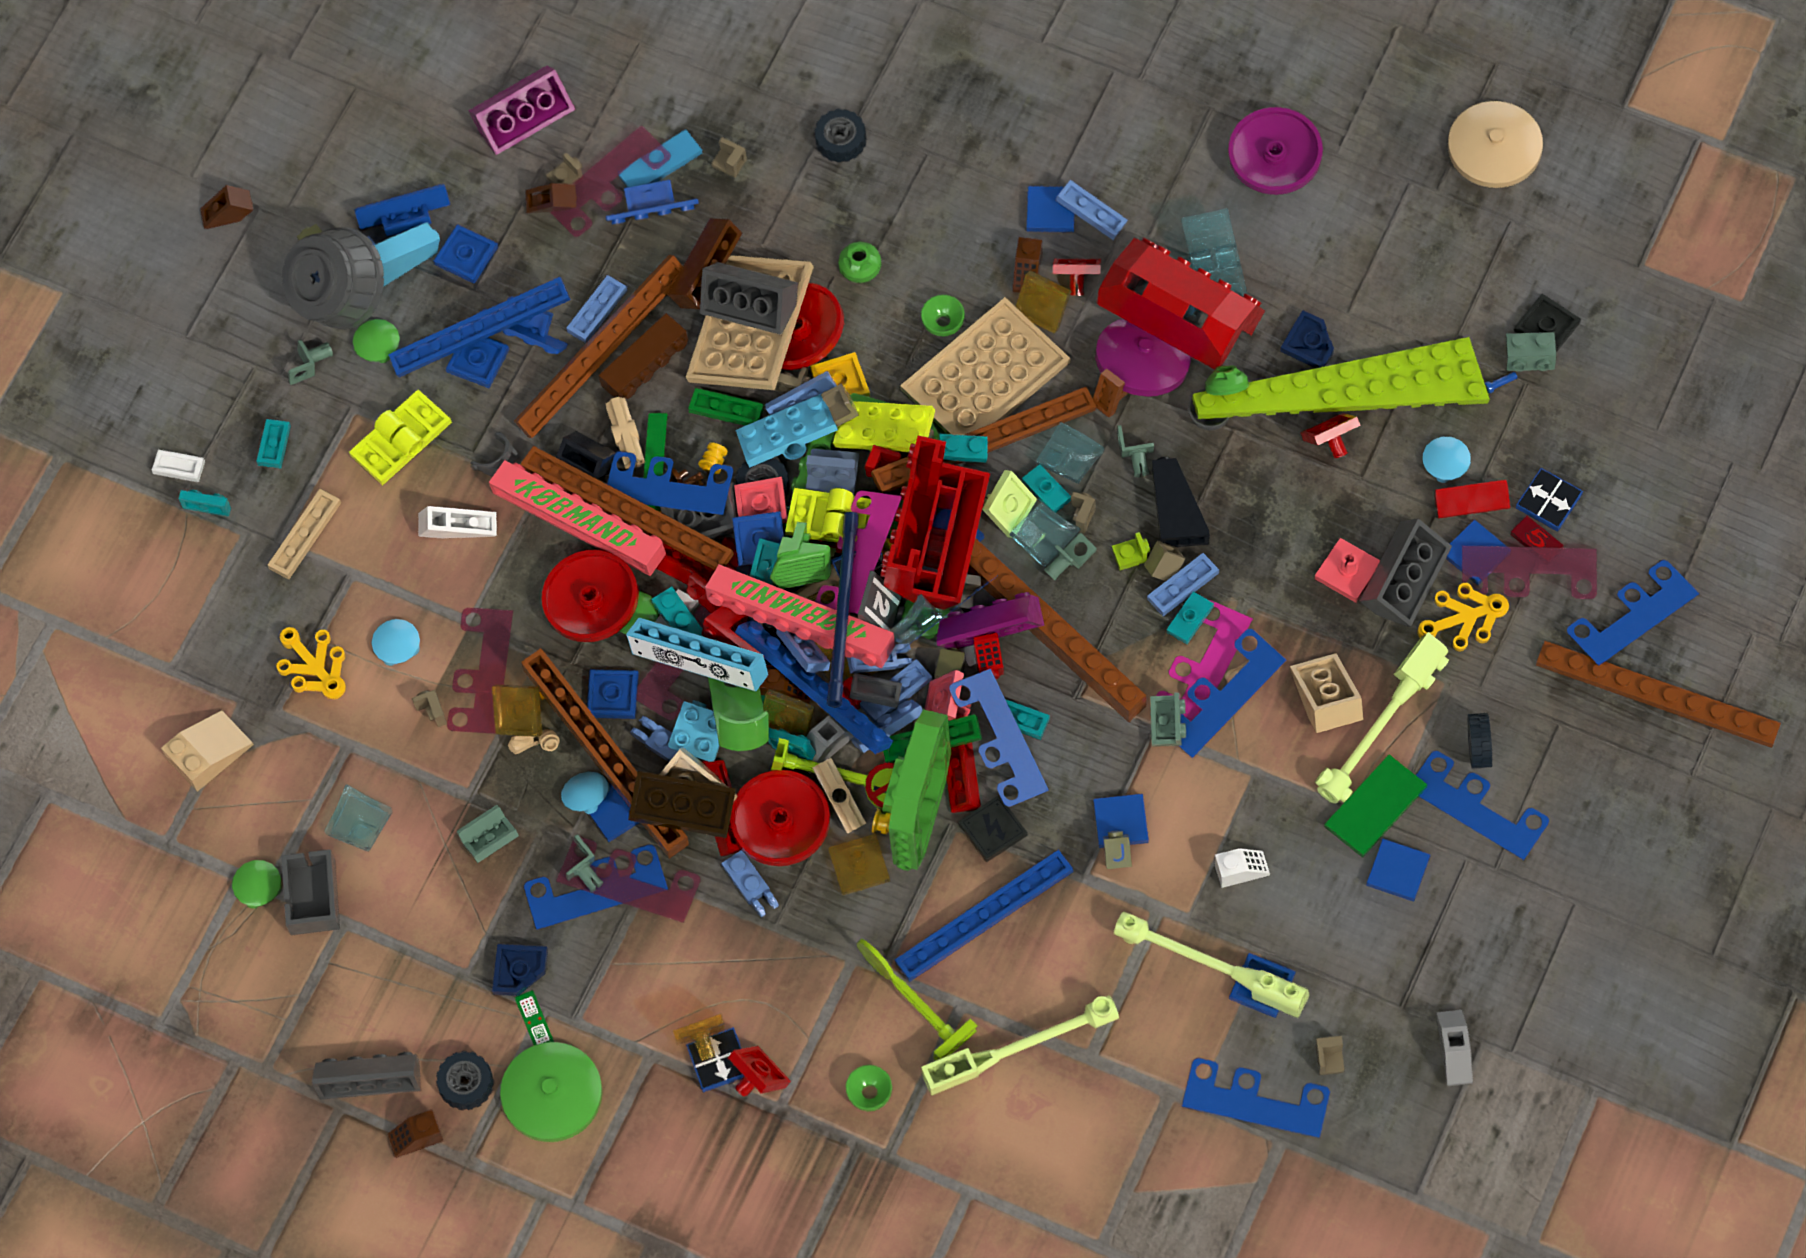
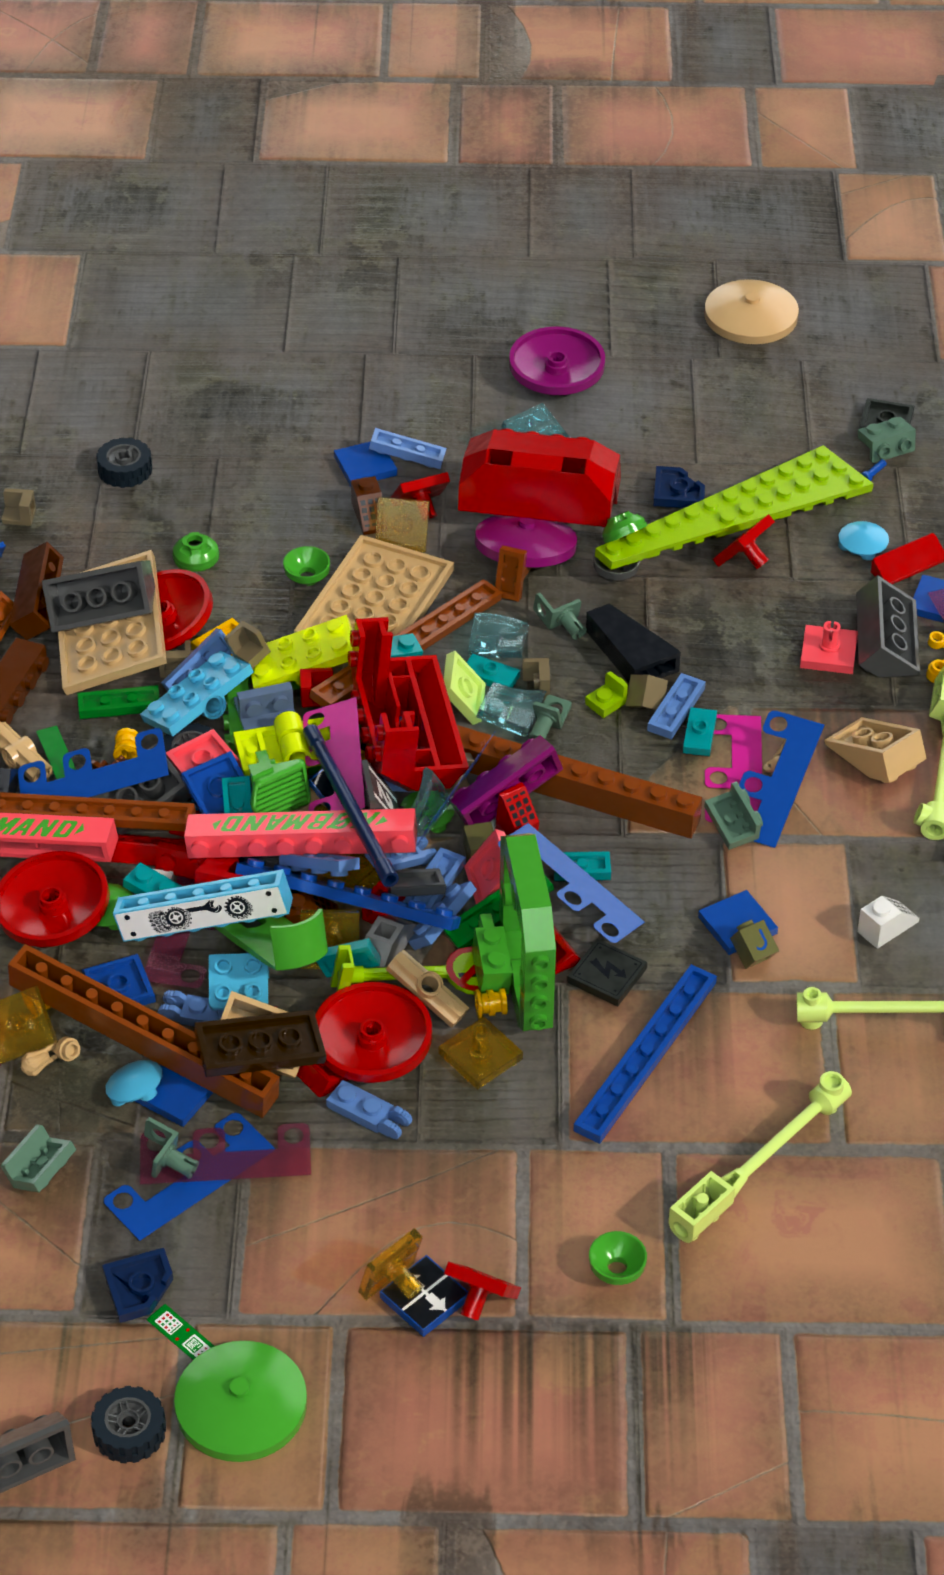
camera: 30 degrees left, 20 degrees down
(415, 1134) = (93, 1503): reddish brown slope -> none
(951, 1038) = (564, 1131): lime piece -> none

